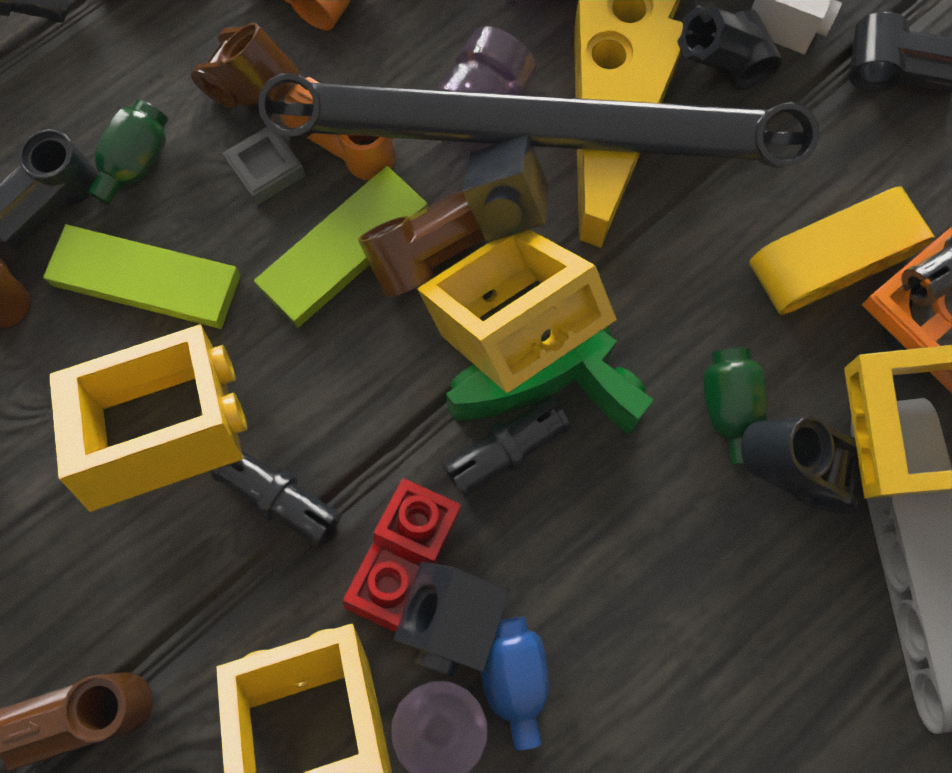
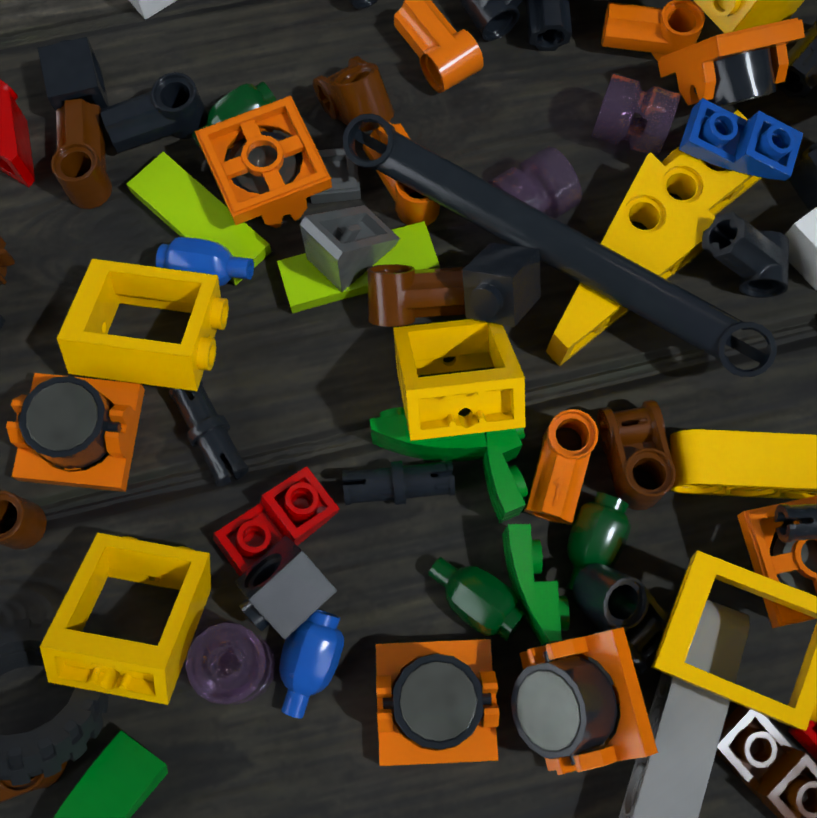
camera: 25 degrees right, 0 degrees up
(126, 568) = (73, 426): none -> piece
(172, 314) = (203, 257): none -> blue plant
(189, 189) = (264, 167): none -> orange piece
(319, 226) = (345, 243): none -> dark grey slope
(654, 521) = (479, 599): none -> dark green plant
(664, 350) = (561, 471): none -> orange piece
(673, 648) = (439, 700): none -> piece
(718, 495) = (545, 609): none -> green slope
(721, 287) = (633, 442): none -> reddish brown piece
(813, 580) = (570, 707): none -> piece

